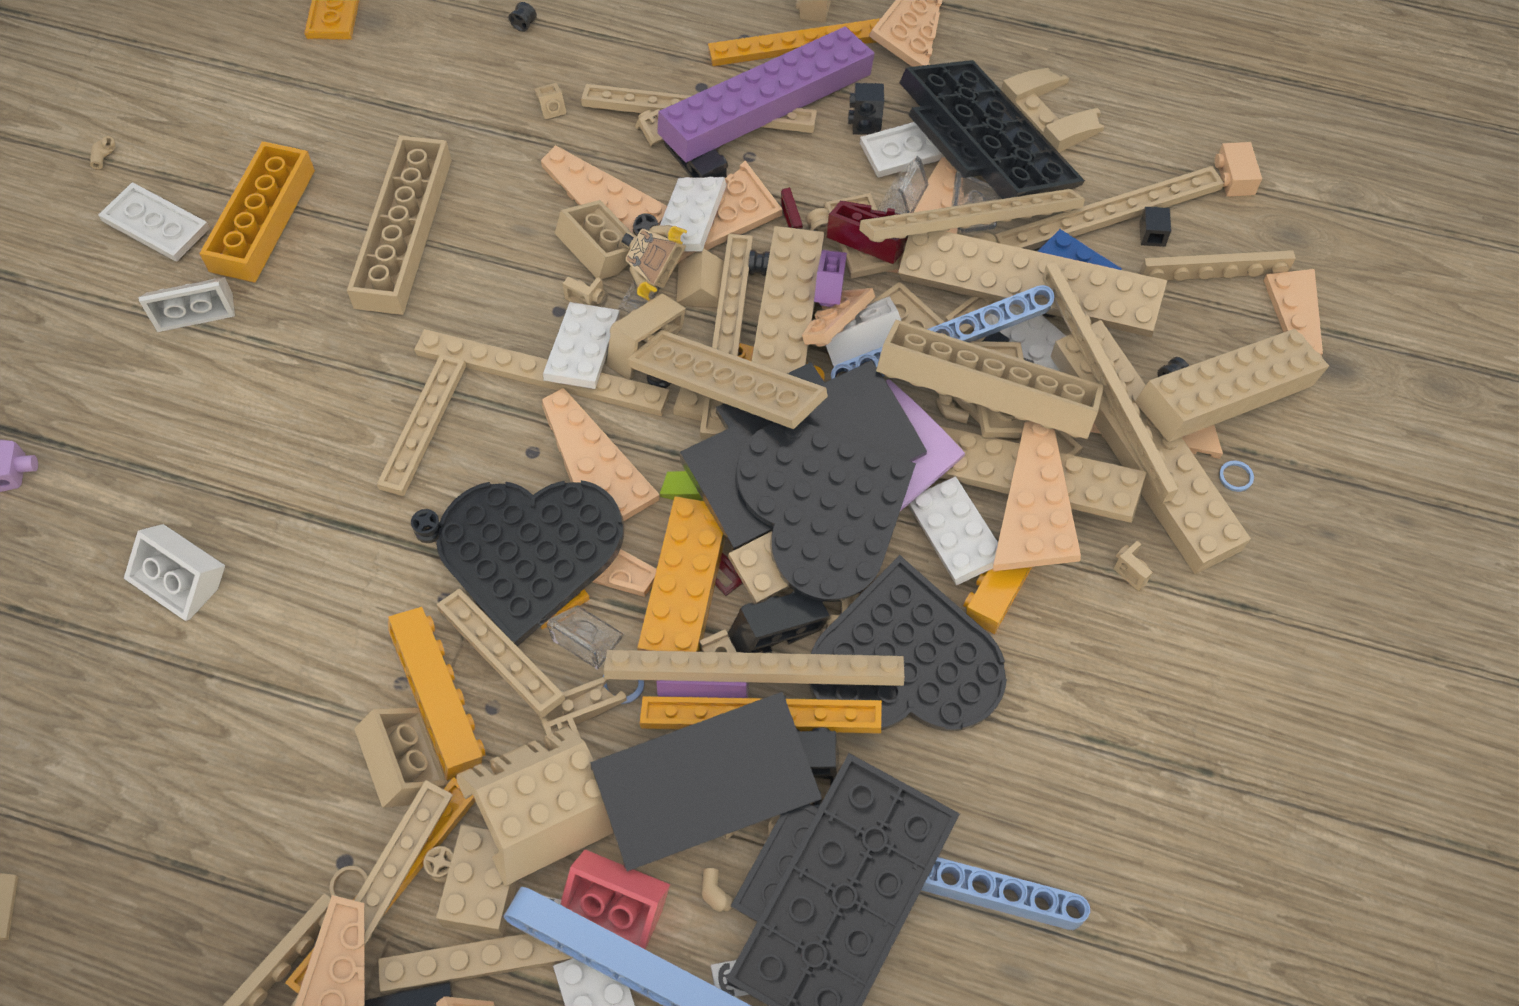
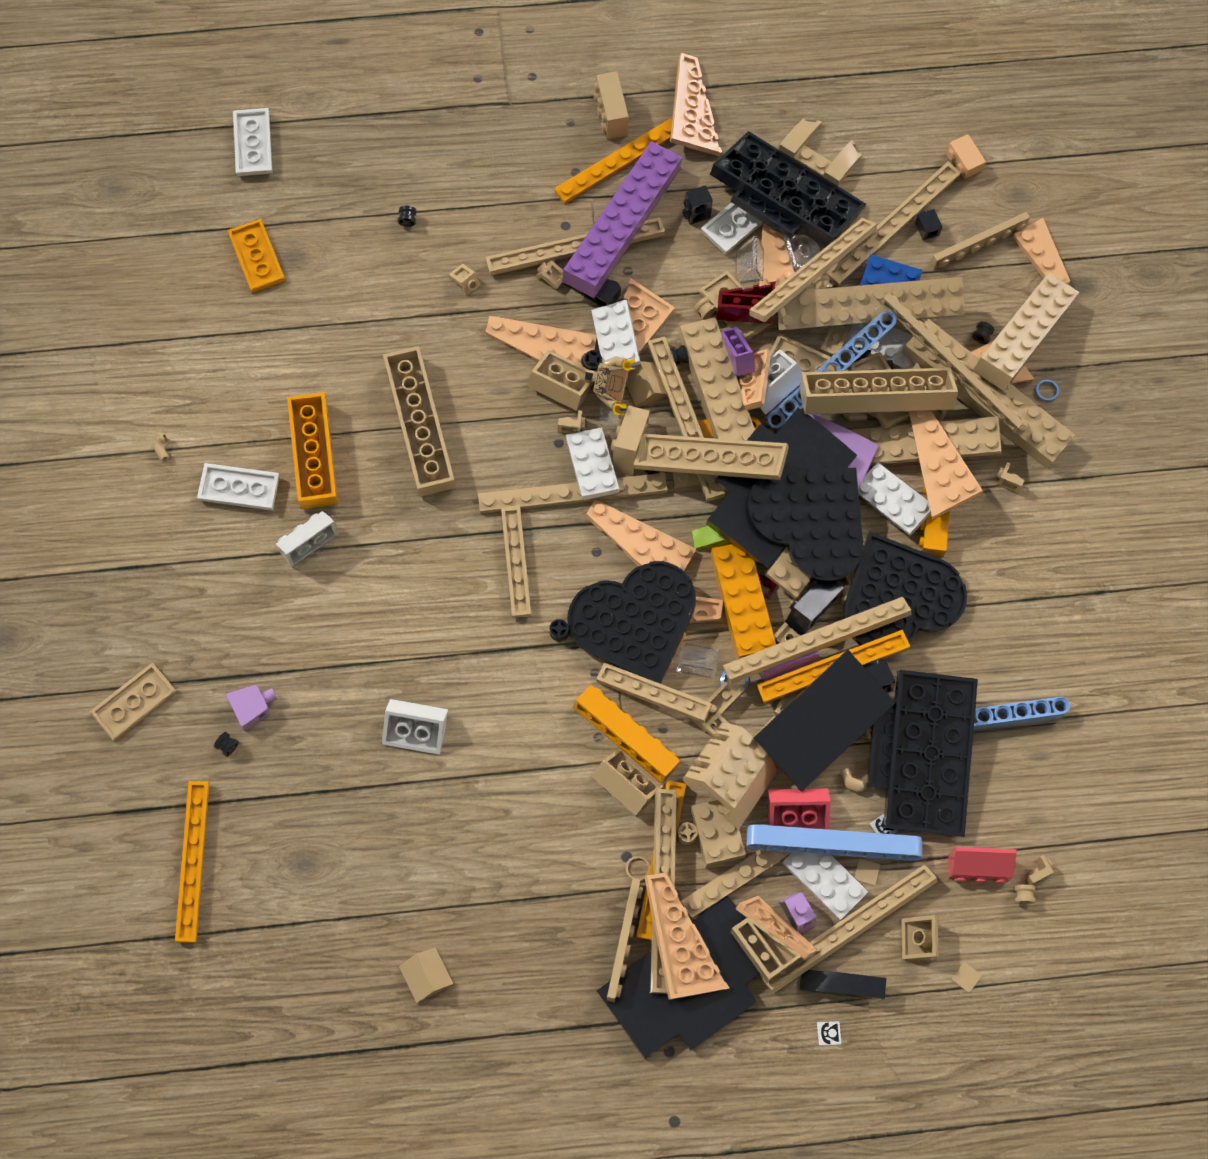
camera: 25 degrees left, 10 degrees up
(790, 209) = (682, 308): dark red tile -> none

